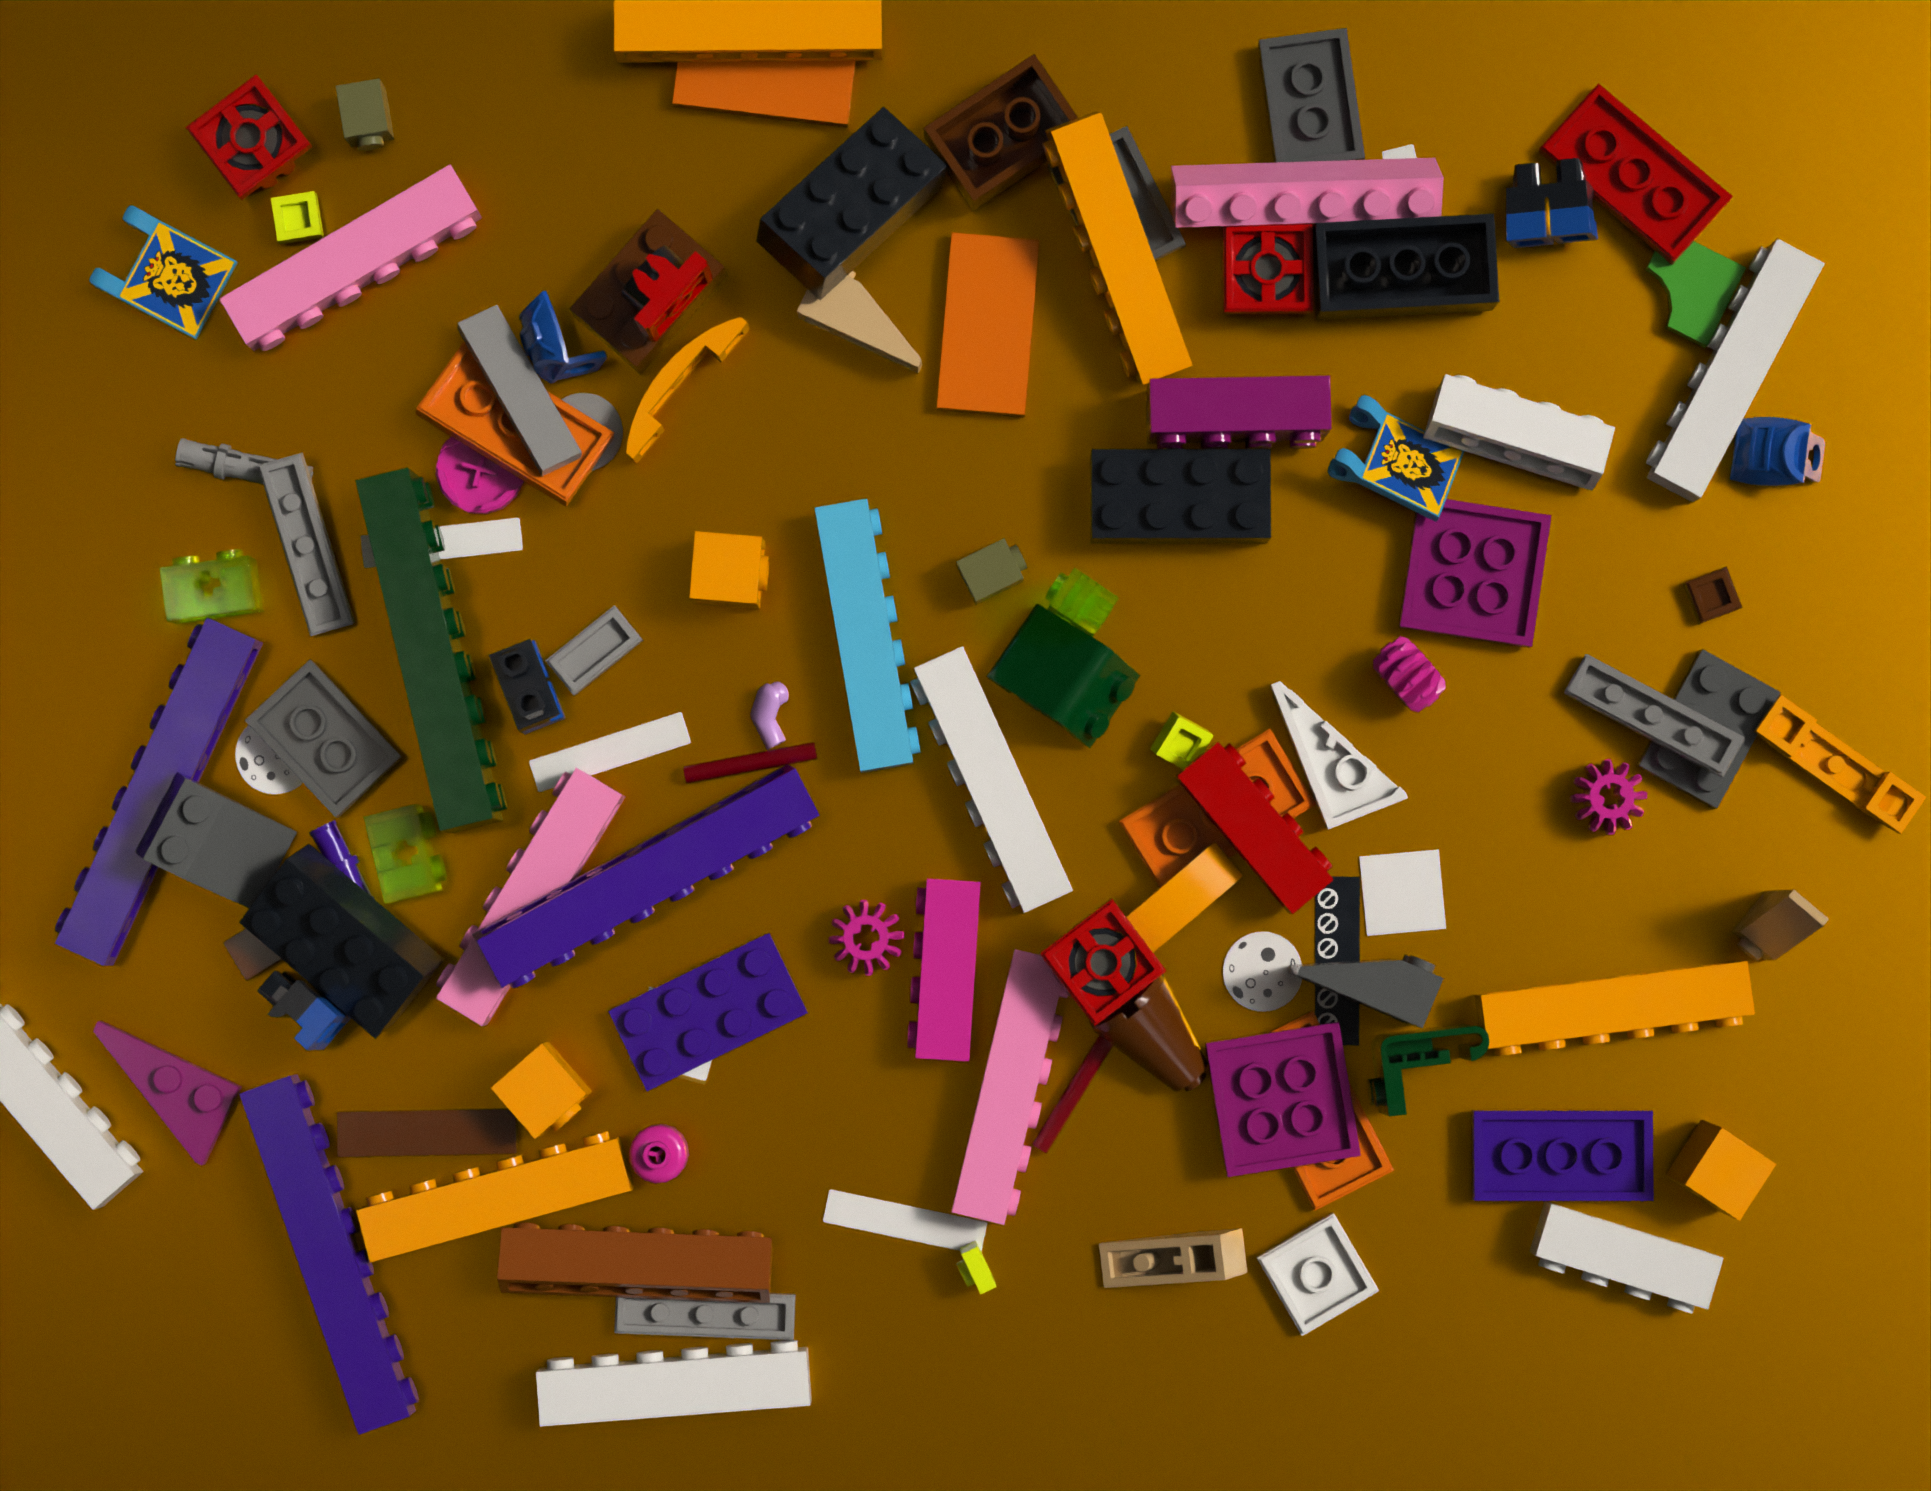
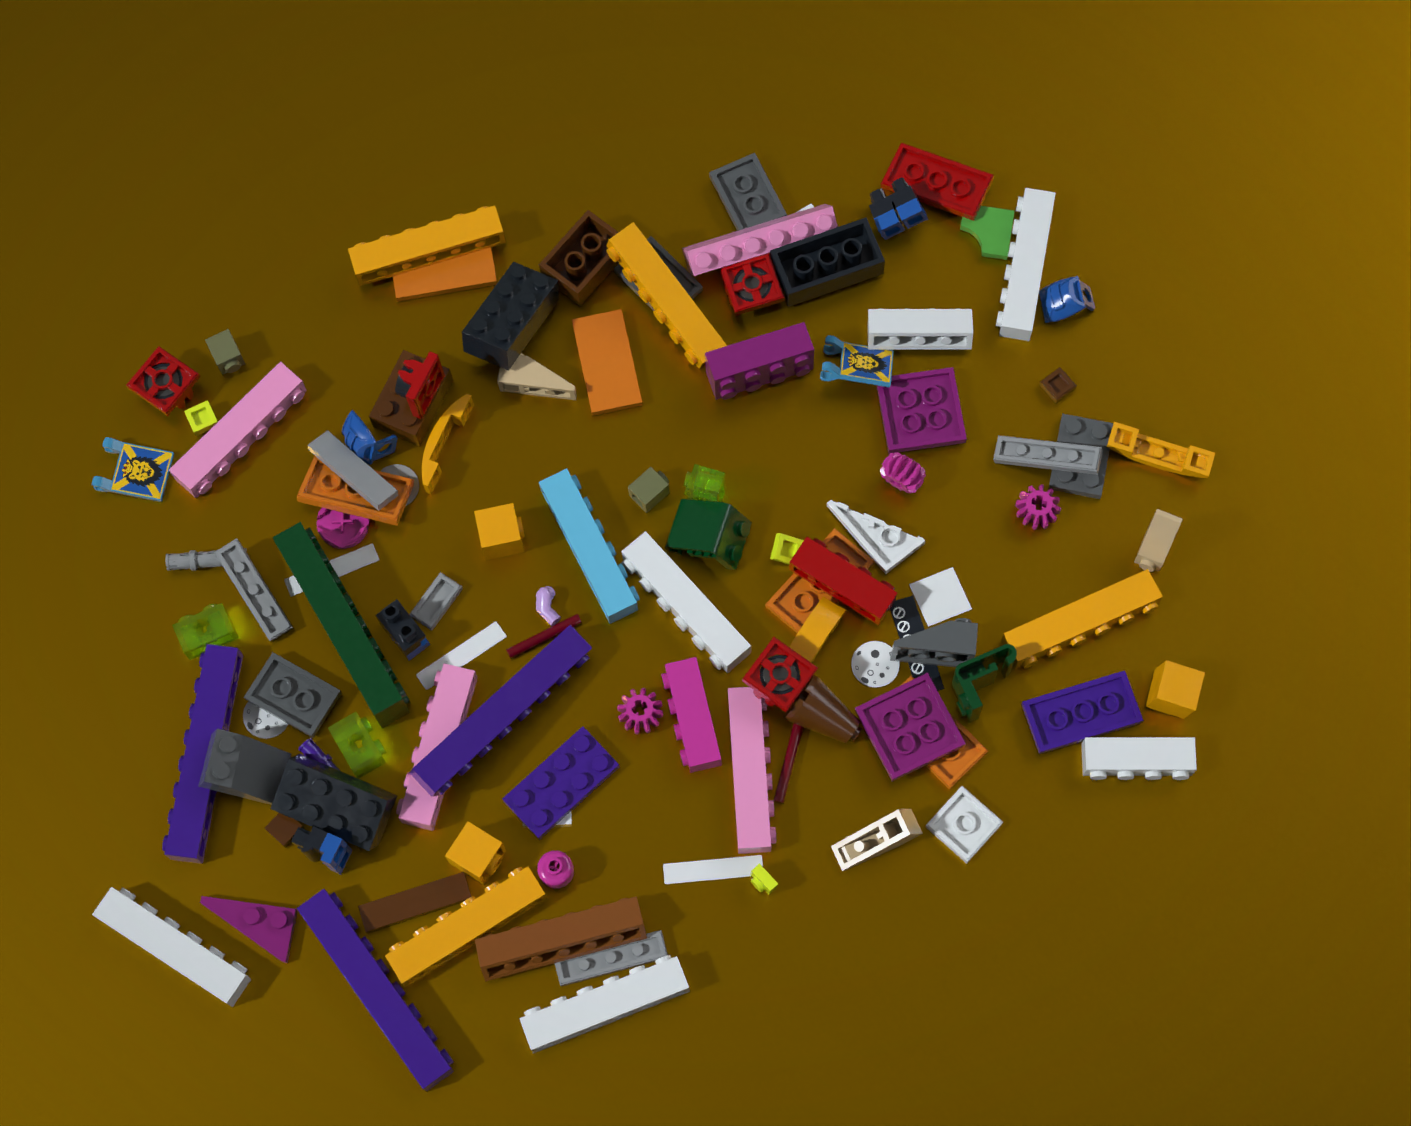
camera: 10 degrees left, 15 degrees down
(1180, 496) = (742, 418): black brick -> none

